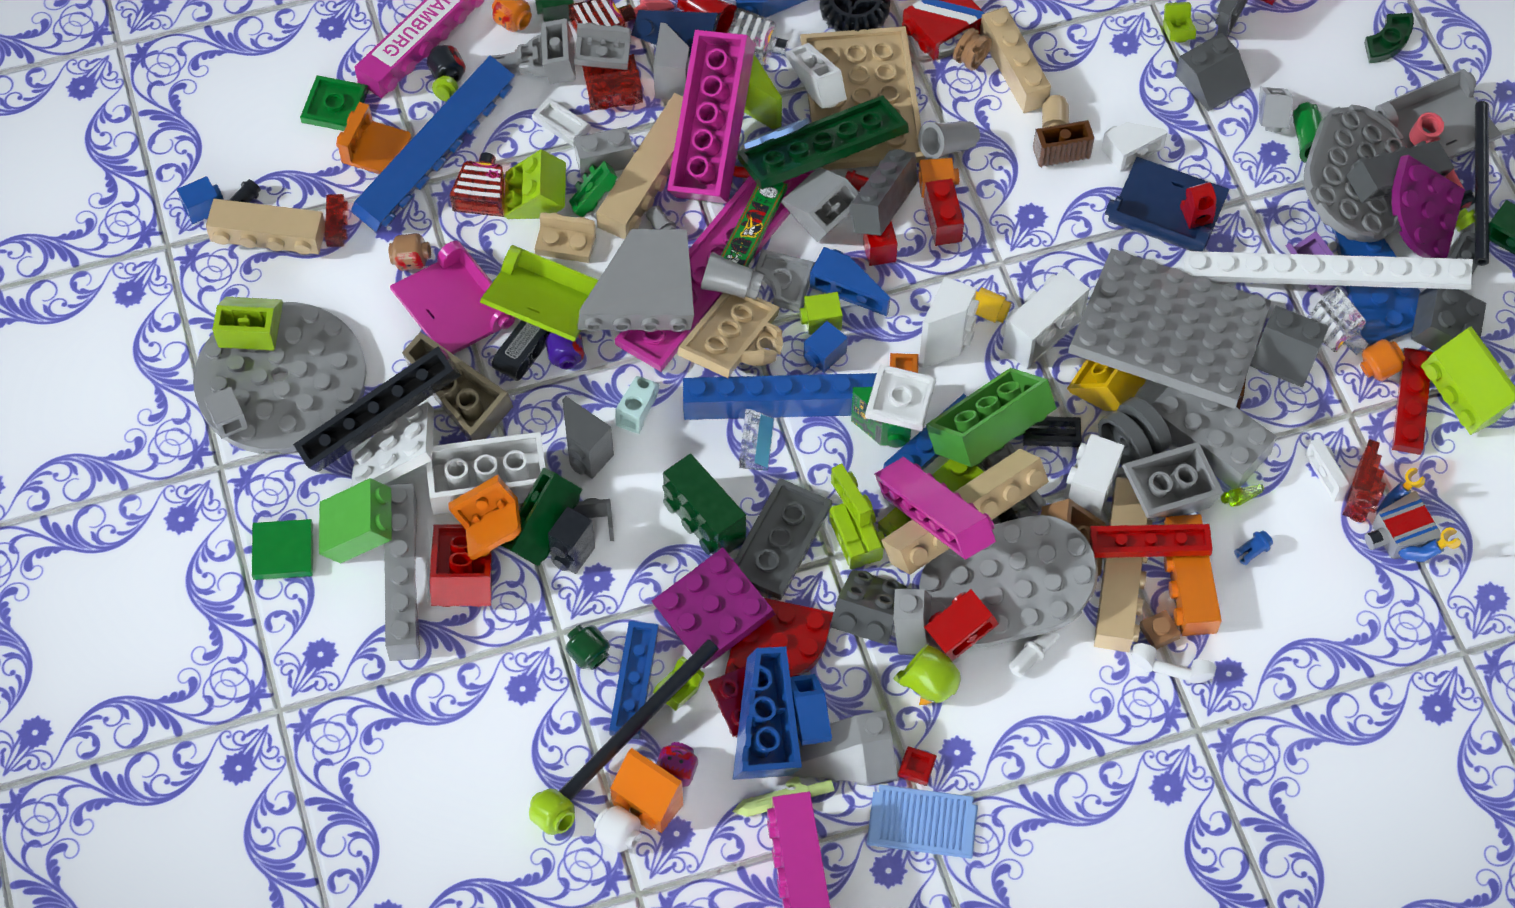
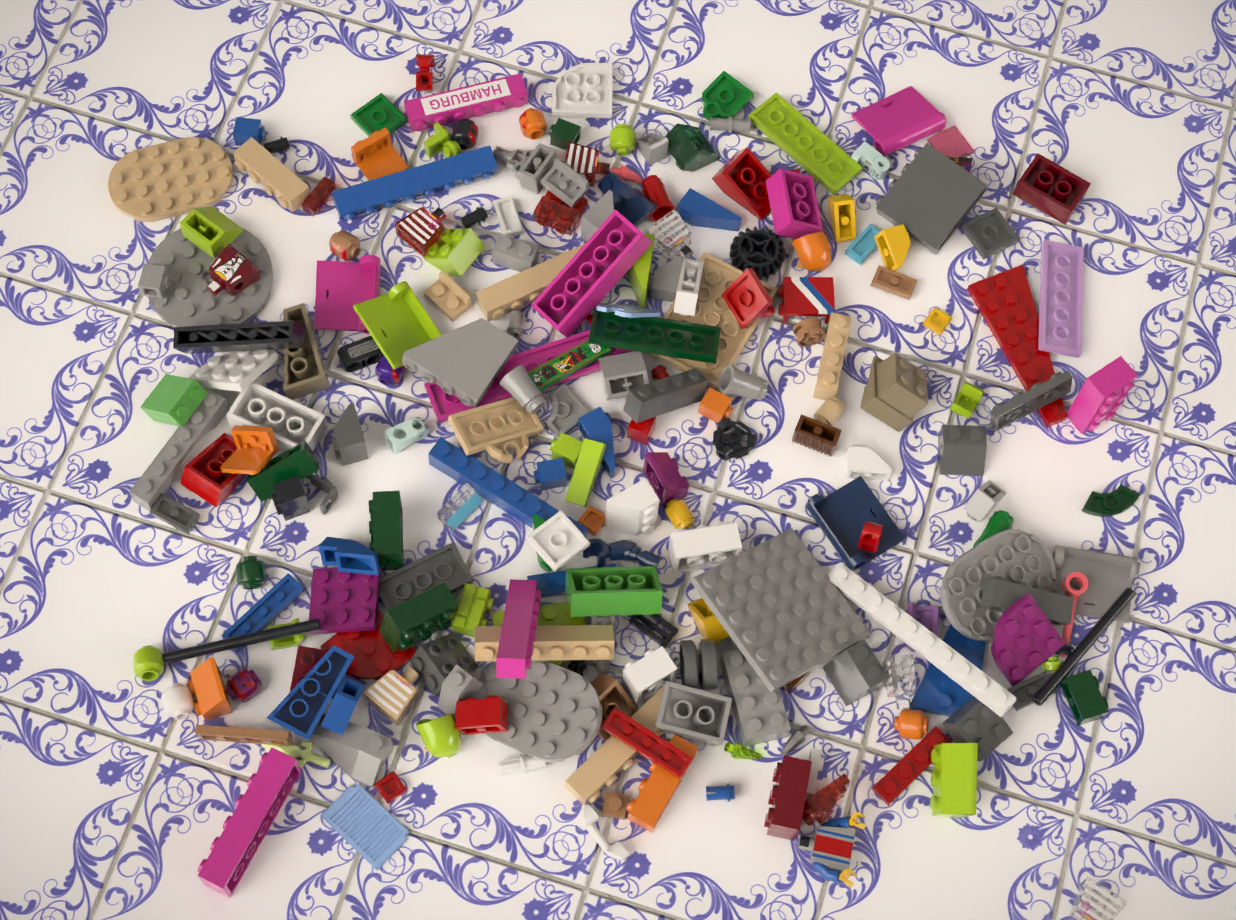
camera: 30 degrees right, 5 degrees up
(147, 301) = (170, 179): none -> tan plate
(282, 549) = (125, 389): green tile -> none
(310, 350) = (232, 272): none -> dark red torso
(353, 33) = (424, 77): none -> red leg
(421, 87) = (435, 143): none -> lime bracket
(449, 641) = (175, 514): none -> dark grey plate
(524, 146) = (474, 217): none -> black pin
(592, 189) = (490, 272): green hinge -> none
(687, 557) = (348, 556): none -> blue slope
(721, 814) = (244, 735): none -> medium nougat tile
(788, 83) = (665, 280): none -> light grey slope
(814, 571) = (418, 618): none -> dark green brick
(846, 487) = (480, 594): lime plate -> none
(846, 669) = (393, 694): none -> tan torso
(861, 322) = (585, 472): none -> lime tile
(889, 48) = (748, 299): none -> red bracket
(932, 268) = (664, 477): none -> magenta slope
(943, 212) = (700, 432): red brick -> none
(965, 374) = (620, 551): none -> dark blue piece
(982, 200) = (732, 439): none -> black piece
(1109, 51) = (895, 391): none -> dark tan piece
(1283, 449) = (796, 738): none -> flat silver bar
(1328, 504) = (787, 797): none -> dark red brick

